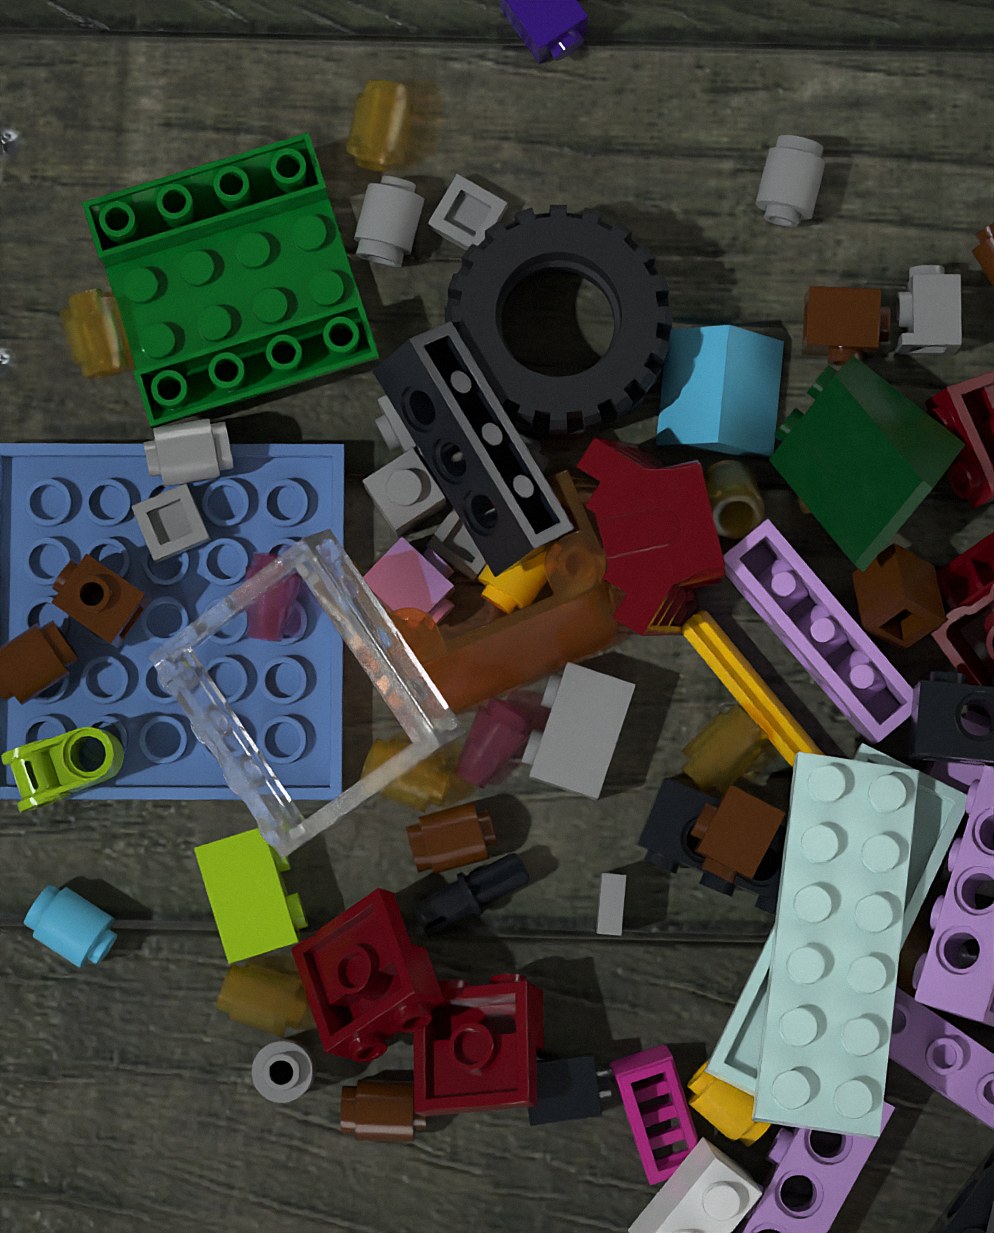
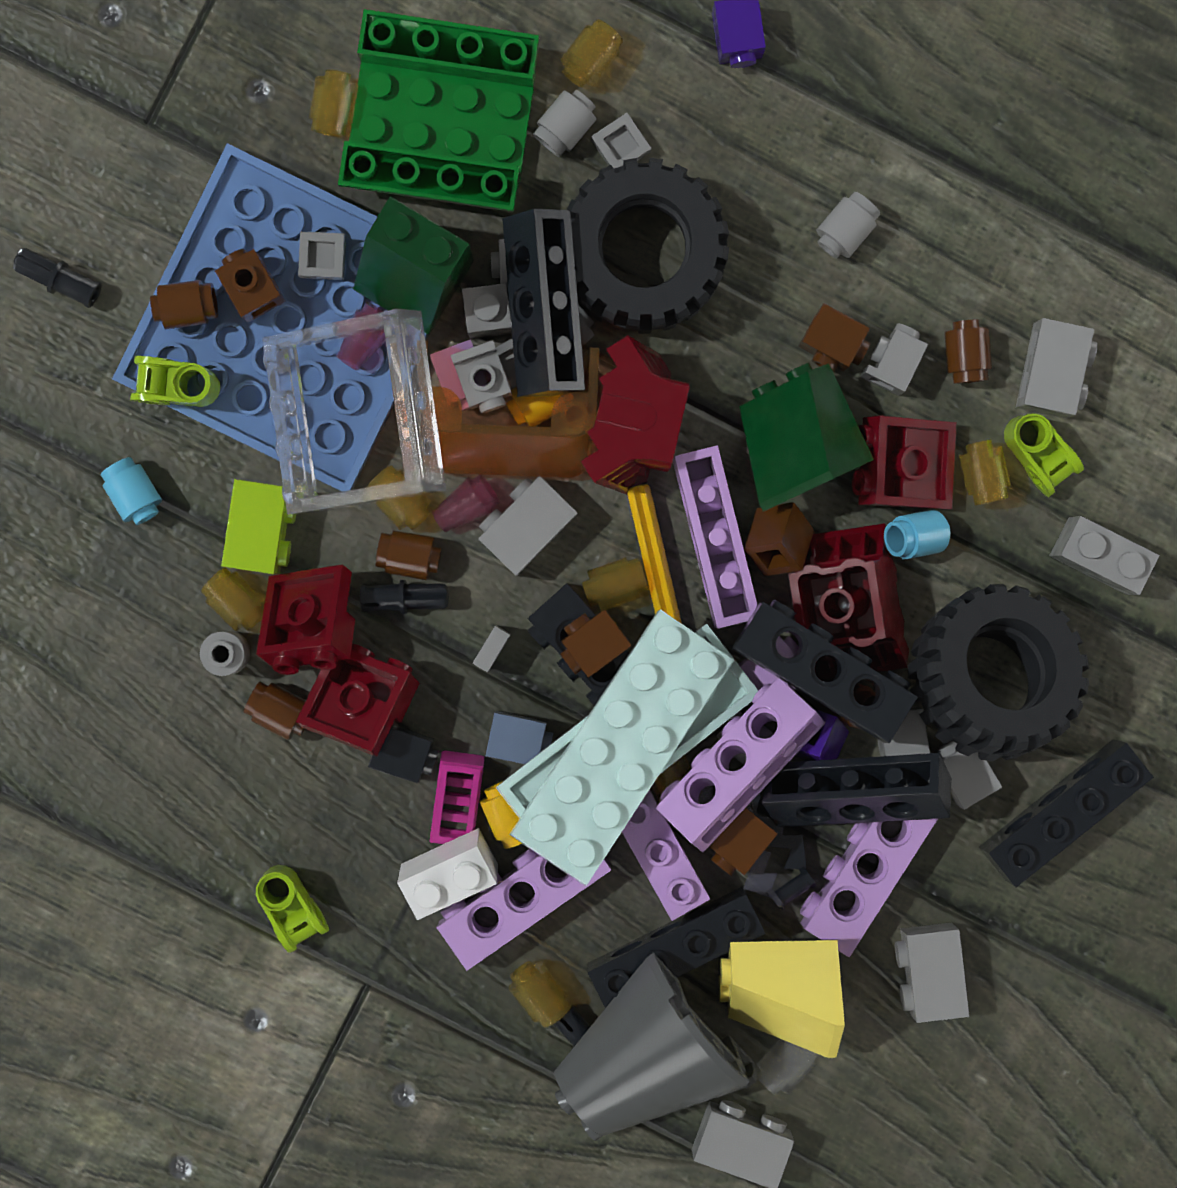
camera: 20 degrees right, 5 degrees up
(188, 452) = (351, 211): light grey brick -> none
(287, 477) = (411, 263): none -> dark green slope
(419, 560) = (476, 359): none -> light grey brick
(696, 1000) = (517, 737): none -> sand blue brick
(720, 391) = (731, 344): medium azure slope -> none
(734, 498) = (702, 420): clear yellow brick -> none

